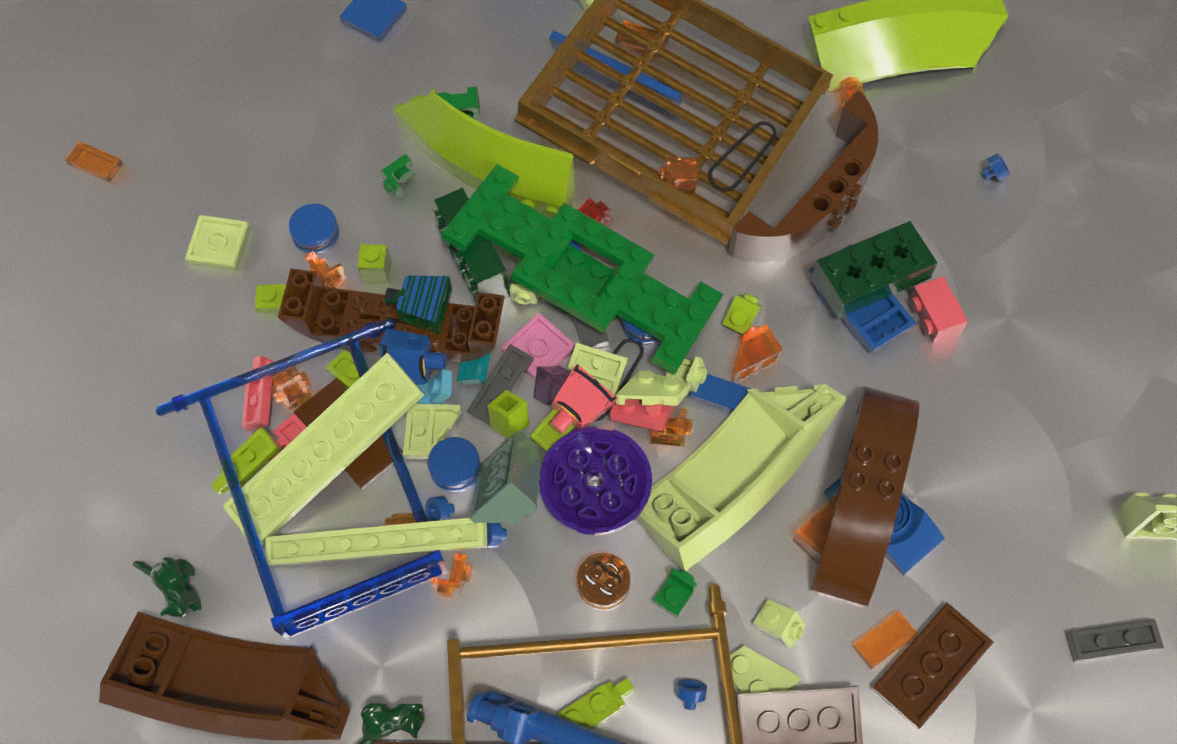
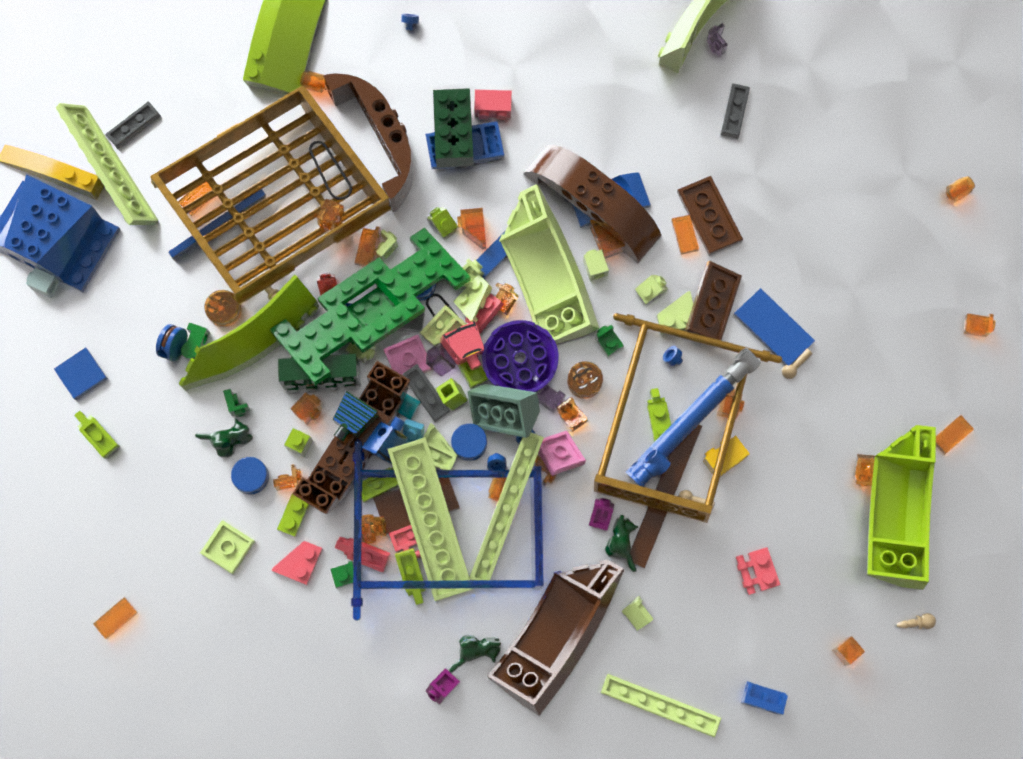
camera: 70 degrees left, 10 degrees up
(111, 560) = (442, 686): none -> magenta bracket
(223, 329) = (299, 563): none -> coral wing
(230, 396) = (343, 575): none -> green bracket
(305, 54) = (96, 434): none -> lime hinge
(349, 185) = (225, 439): none -> dark green animal
(419, 679) = (601, 513): none -> magenta bracket
(423, 256) = (307, 408): none -> clear orange brick
(444, 74) = (170, 342): none -> blue head
(481, 586) = (560, 453): none -> bright pink tile
(503, 115) = (222, 308): none -> clear orange head
(545, 582) = (571, 414): none -> clear orange bracket
(557, 546) = (550, 398): none -> clear purple panel
(668, 242) = (367, 246): none -> clear orange panel
(676, 263) = (386, 248): none -> yellowish green bracket
(776, 530) = (595, 264): none -> yellowish green brick

